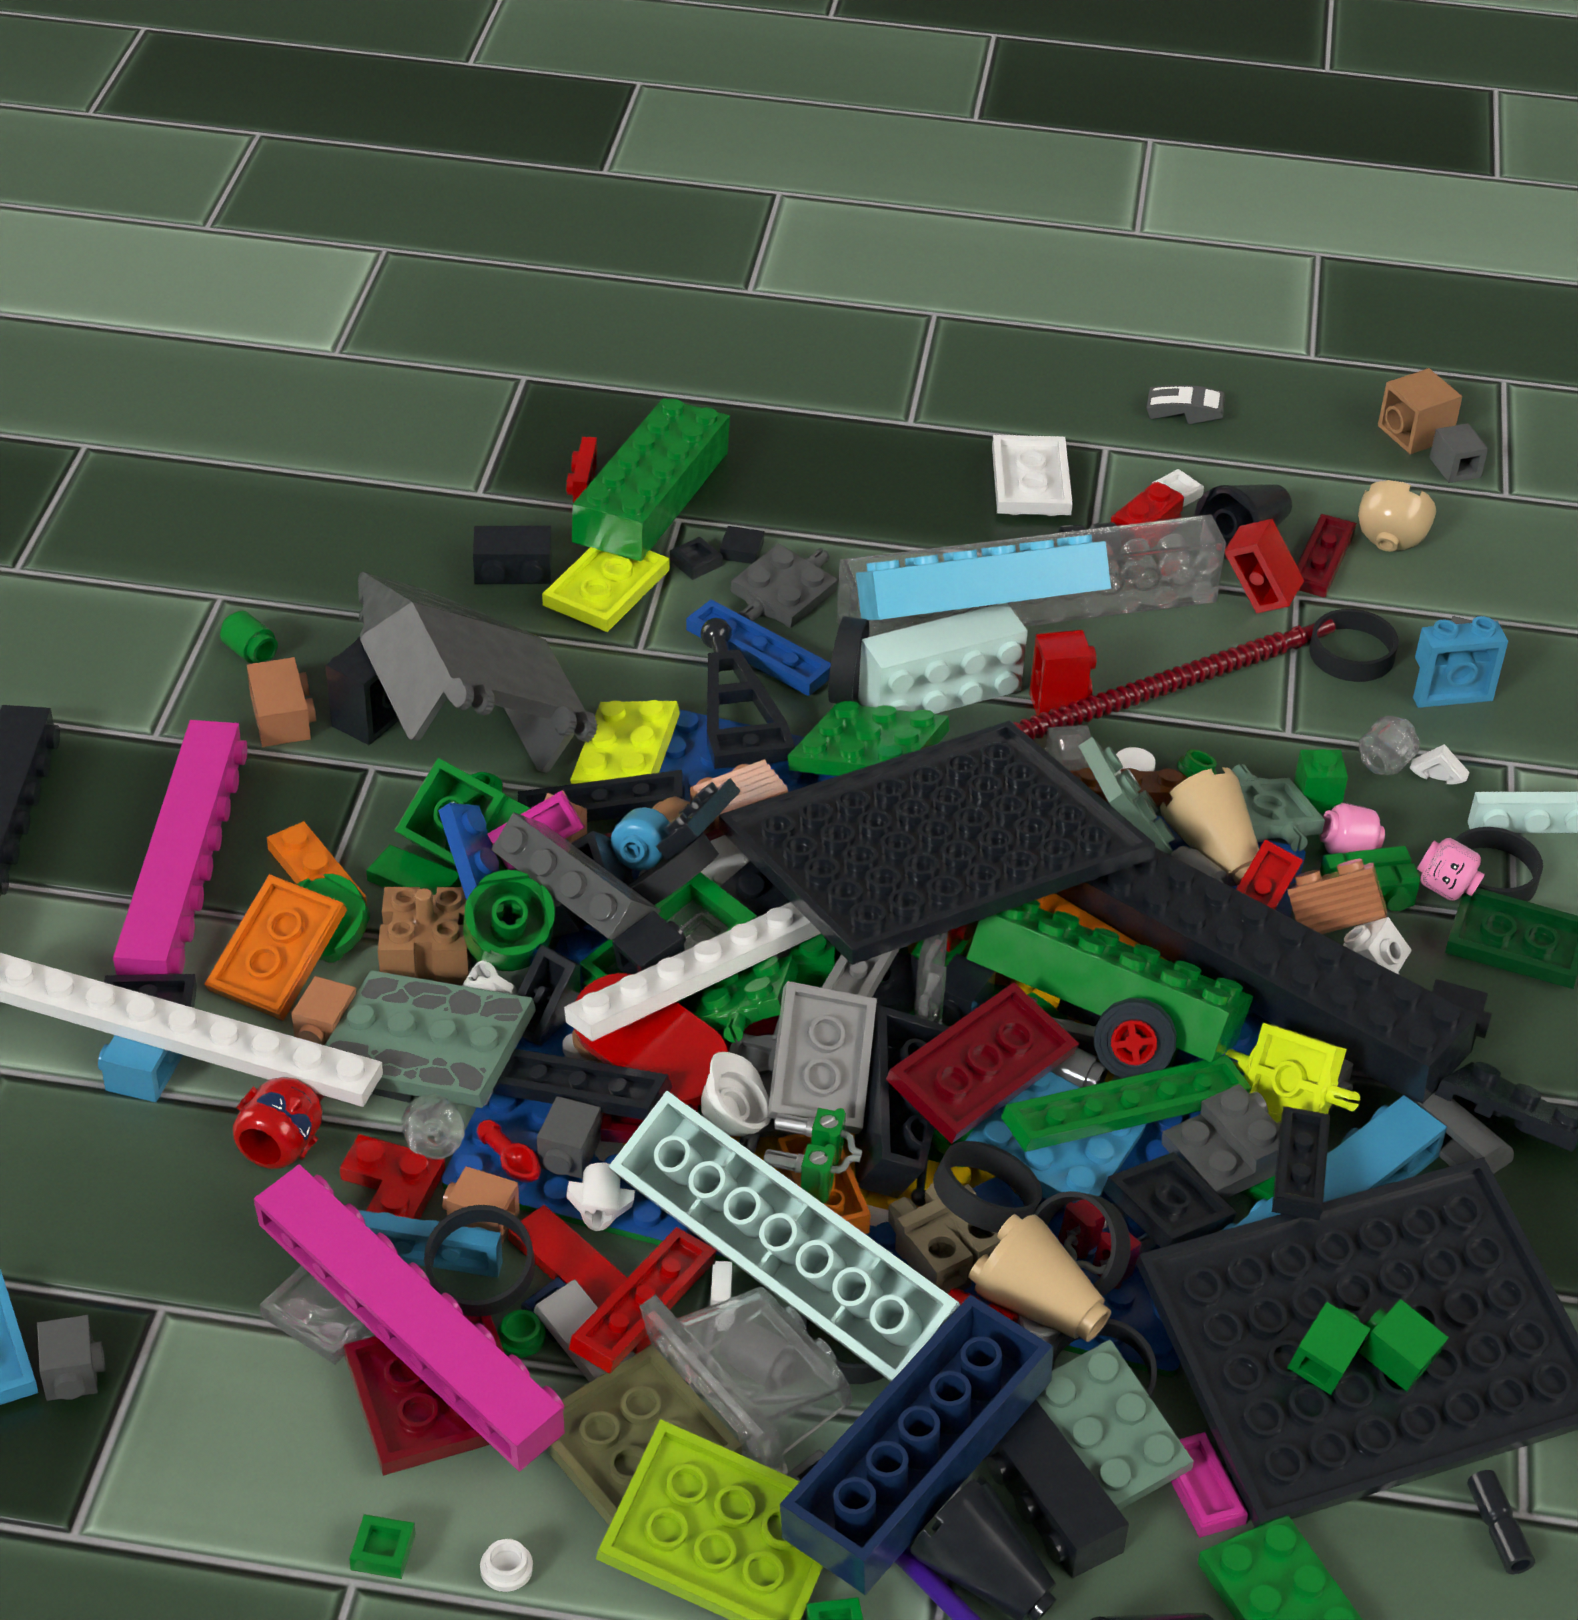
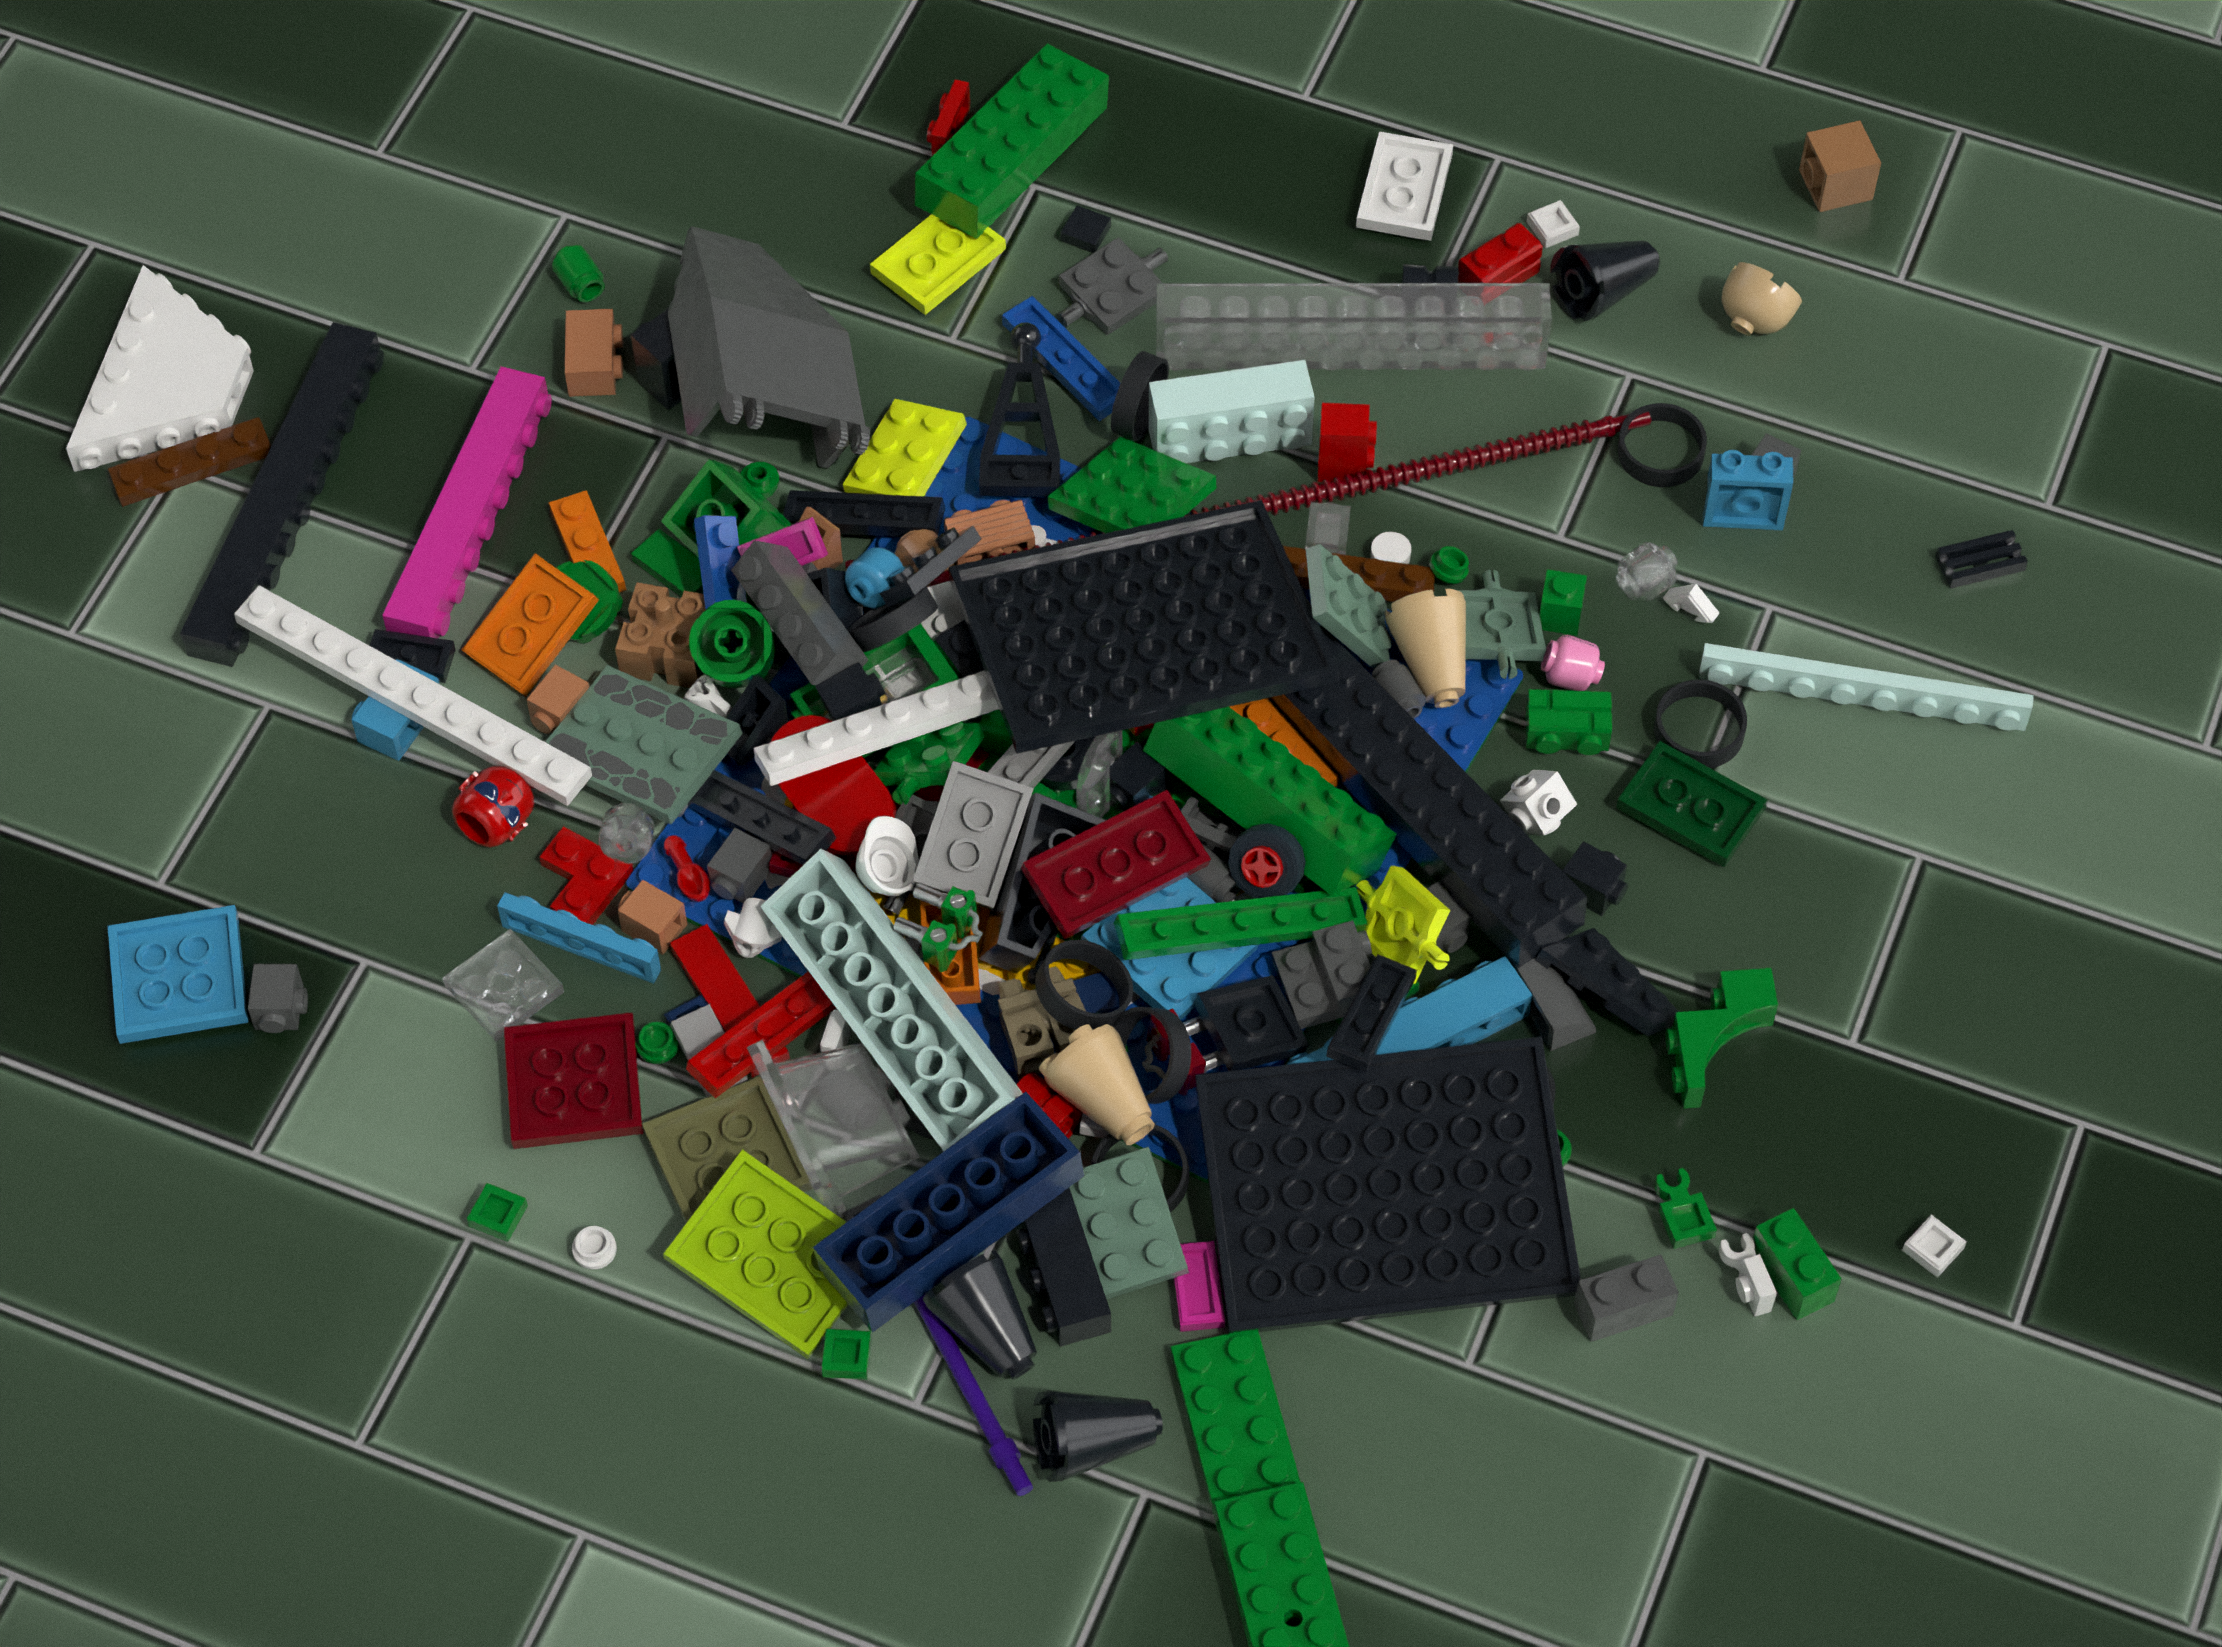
camera: 15 degrees right, 15 degrees up
(412, 1317) = (558, 1014): dark pink brick -> none
(475, 1214) = (603, 943): black tyre -> none
(512, 554) = (853, 211): black brick -> none
(696, 558) = (1036, 238): black tile -> none
(975, 581) = (1283, 335): medium azure brick -> none
(1196, 402) = (1604, 114): slope -> none
(1264, 566) = (1594, 344): red brick -> none
(1270, 874) = (1456, 712): red plate -> none
(1324, 553) = (1674, 329): dark red tile -> none
(1329, 1347) = (1333, 1191): green brick -> none
(1338, 898) = (1520, 740): nougat brick -> none
(1402, 1343) = (1399, 1199): green brick -> none
(1450, 869) = (1643, 726): bright pink head -> none
(1458, 453) = (1863, 224): dark grey brick -> none
(1502, 1526) = (1441, 1374): black piece -> none

